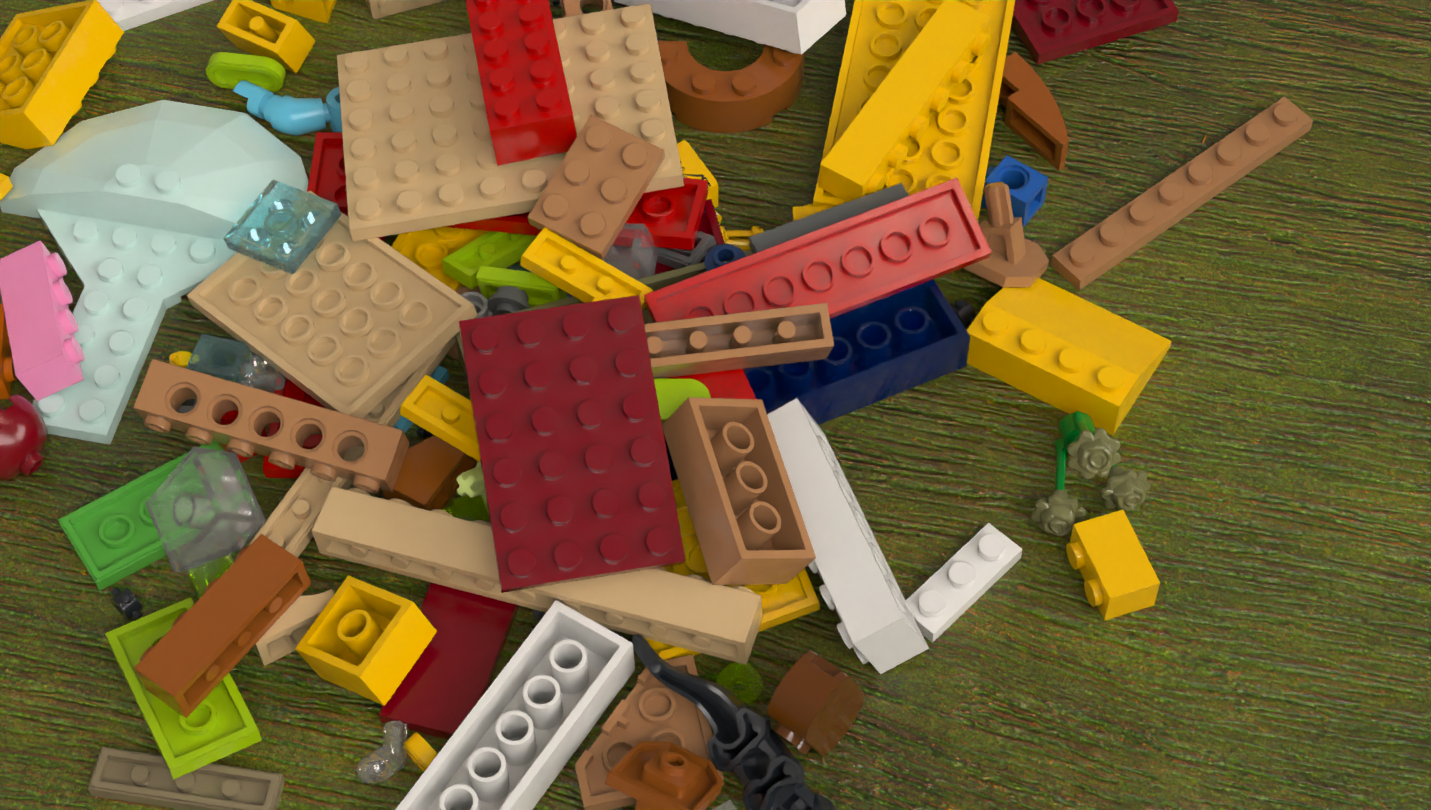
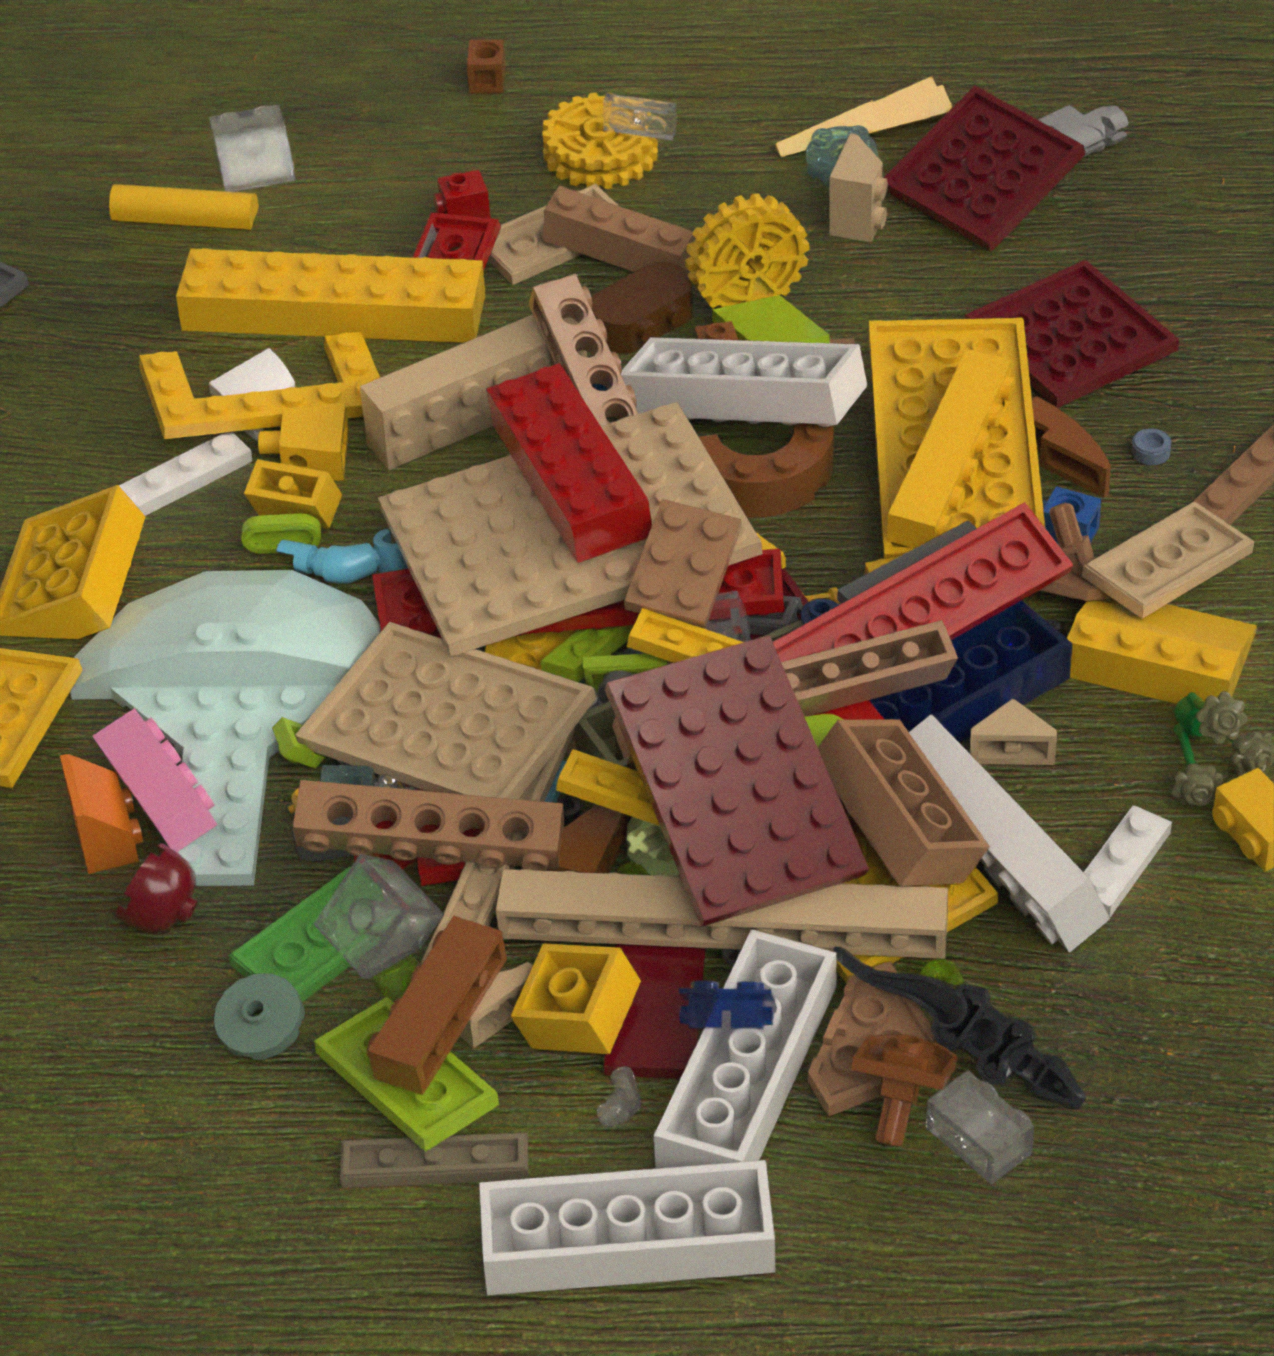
camera: 10 degrees left, 10 degrees down
(79, 604) = (266, 1033): none -> sand green plate
(126, 603) = (321, 1015): black piece -> none
(180, 304) = (291, 749): none -> lime plate
(282, 226) = (377, 654): clear light blue plate -> none
(419, 751) = (656, 1089): yellow tile -> none
(483, 680) = (744, 1003): none -> clear blue hinge
(815, 704) = (1026, 971): reddish brown brick -> none
(887, 424) = (1013, 737): none -> tan slope
(1096, 256) = (1167, 559): none -> tan tile
(1120, 123) = (1151, 447): none -> sand blue tile

